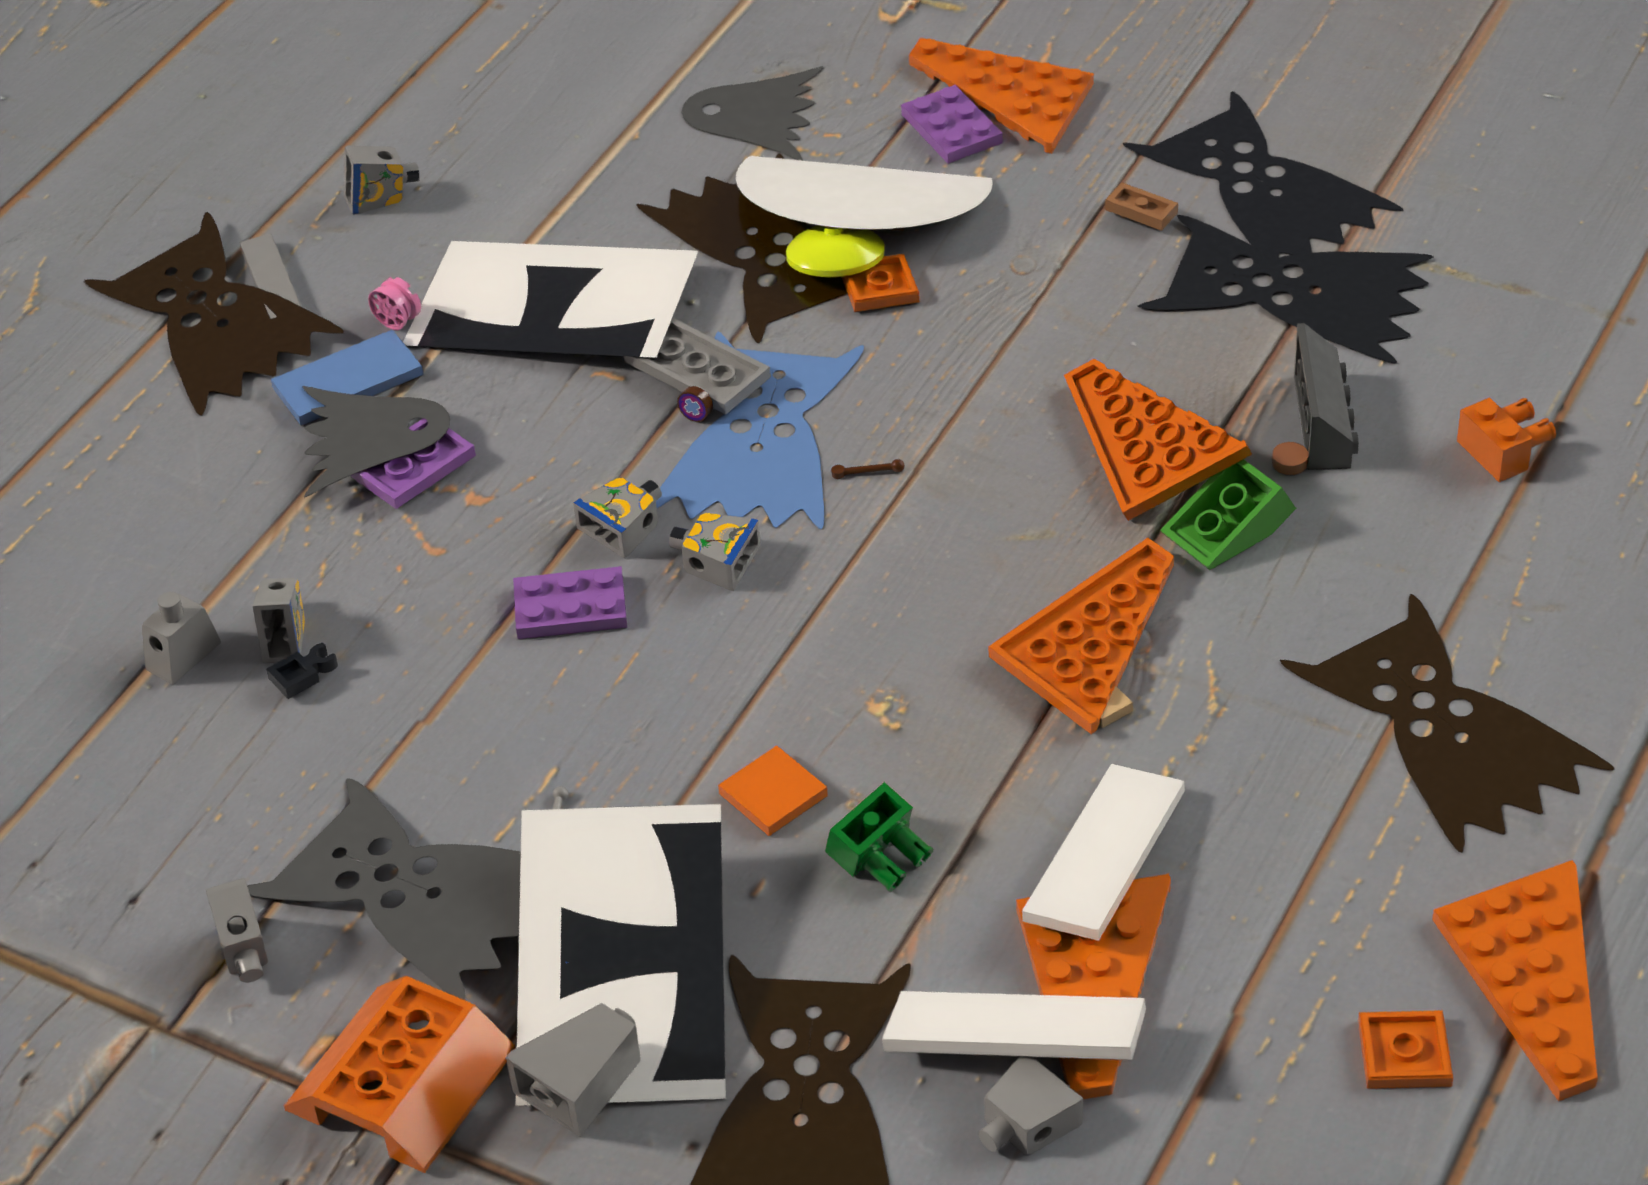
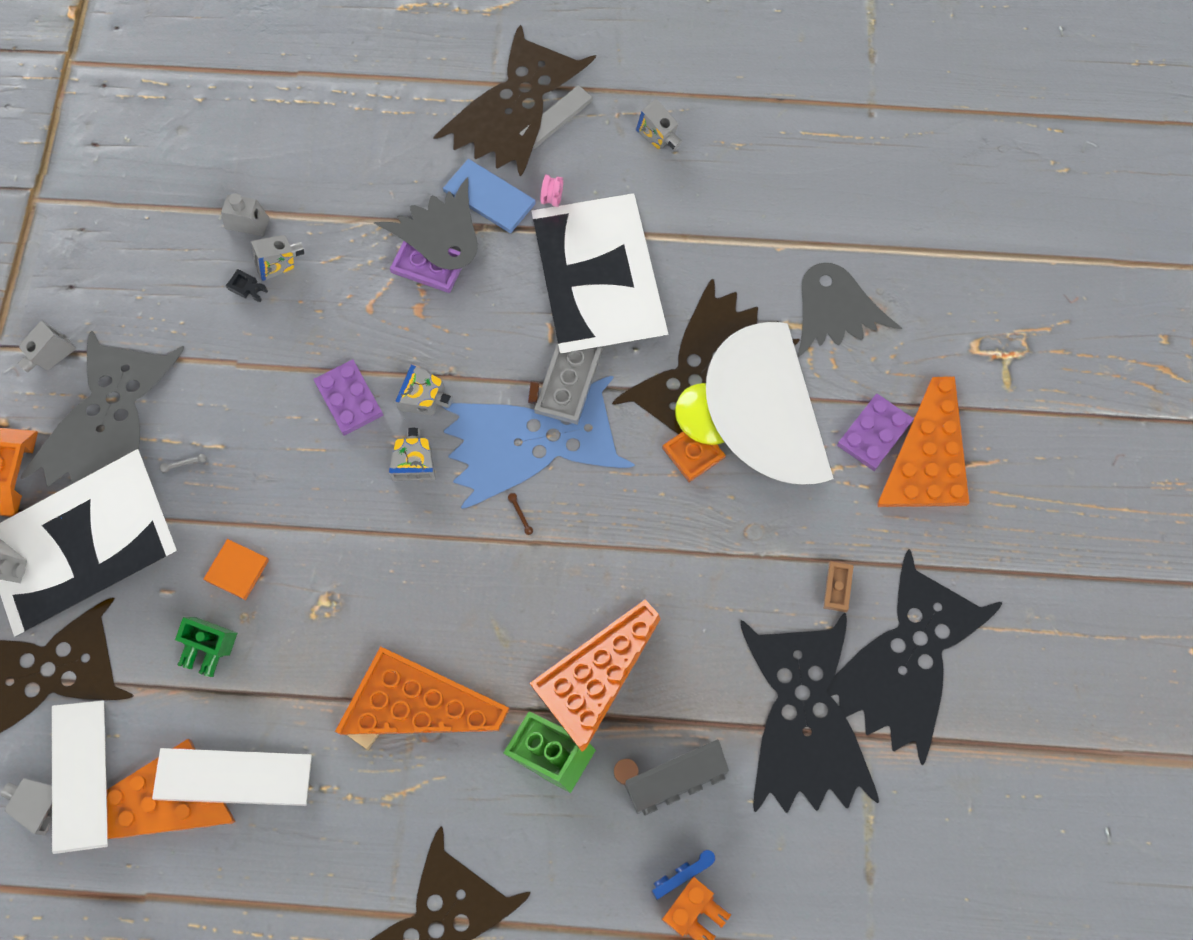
camera: 65 degrees right, 25 degrees up
(1451, 433) = (684, 873): none -> blue plate

